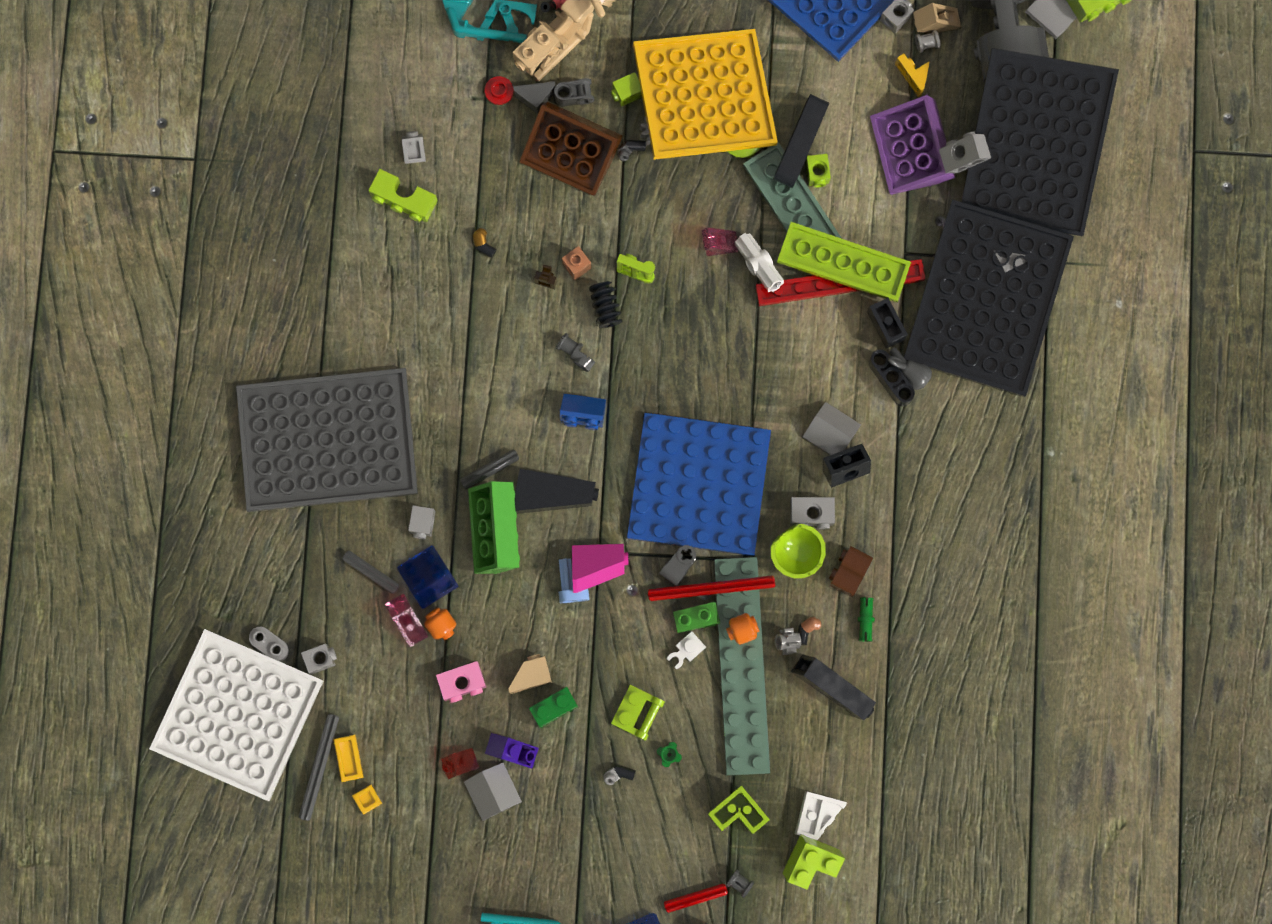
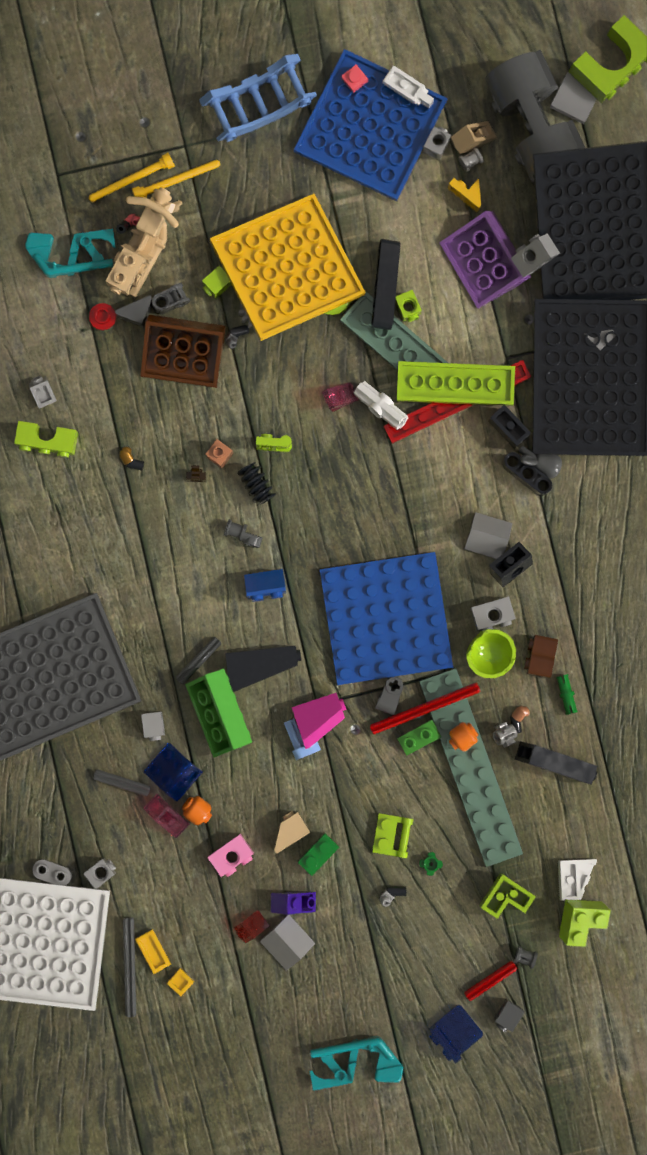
camera: 20 degrees left, 5 degrees up
(688, 648) = (420, 766): white plate -> none

